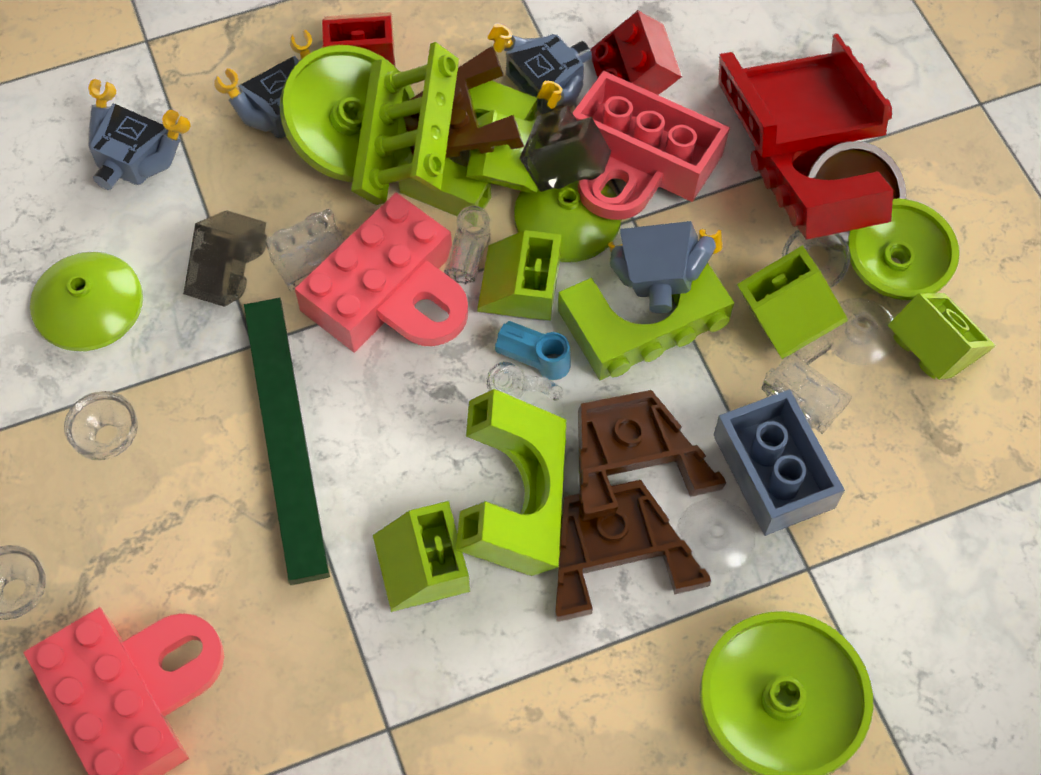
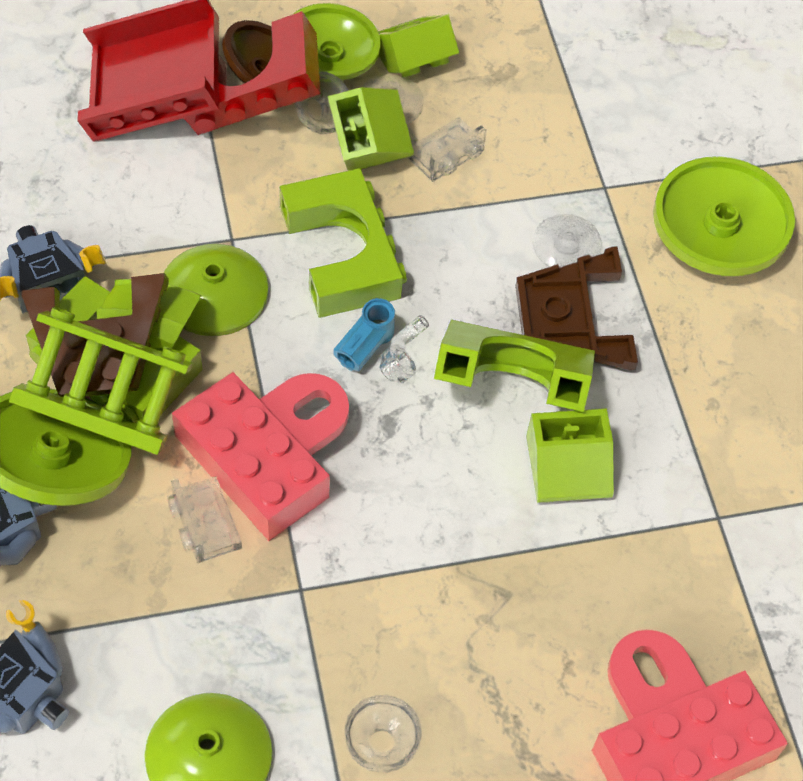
camera: 85 degrees left, 5 degrees down
(219, 256) = (205, 587): clear smoke brick -> none
(286, 443) = (414, 566): dark green tile -> none
(468, 245) = (252, 373): clear piece -> none
(521, 275) = (287, 328): lime slope -> none
(564, 150) = (179, 250): clear smoke brick -> none
(628, 436) = (473, 283): reddish brown wing -> none
(638, 54) = (55, 195): red slope -> none
(650, 146) = (164, 203): coral brick -> none
(662, 260) = (310, 209): sand blue torso -> none
(777, 462) = (519, 175): sand blue brick -> none

